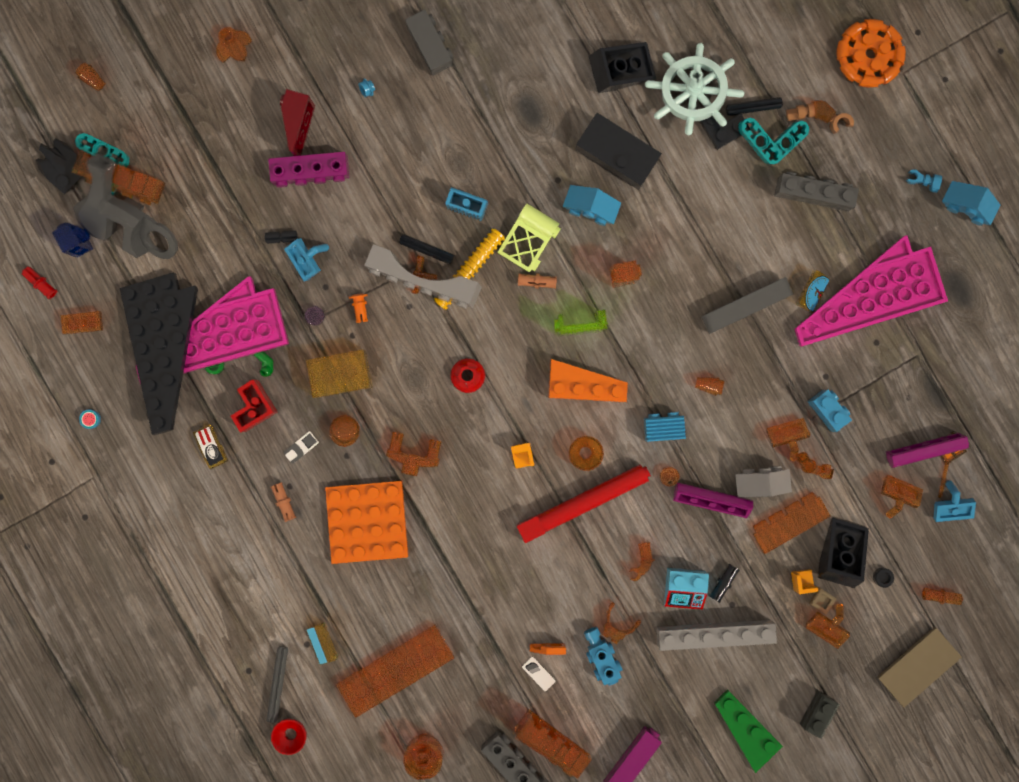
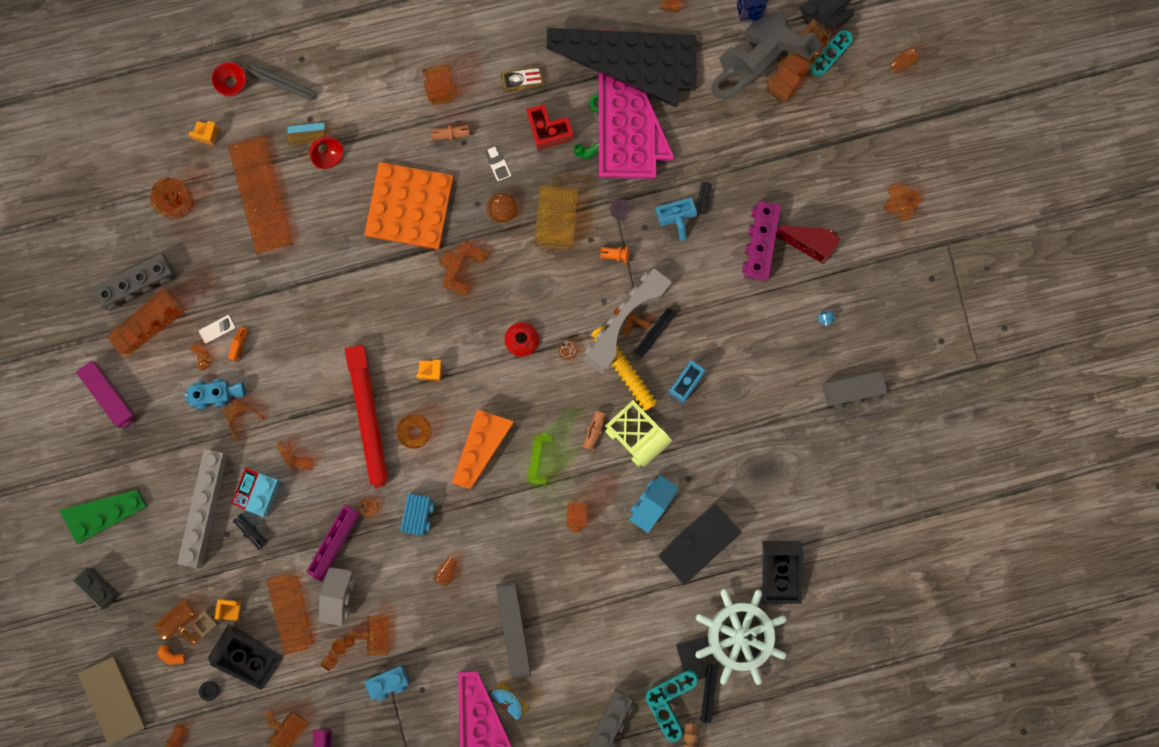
camera: 105 degrees right, 5 degrees down
(238, 526) = (438, 84): none -> clear orange brick
(340, 614) = (330, 156): none -> red piece
(348, 744) = (205, 132): none -> light orange panel
(466, 328) = (567, 349): none -> clear orange tile
(569, 679) = (203, 356): none -> clear orange arm
(864, 625) = (168, 657): none -> orange arm

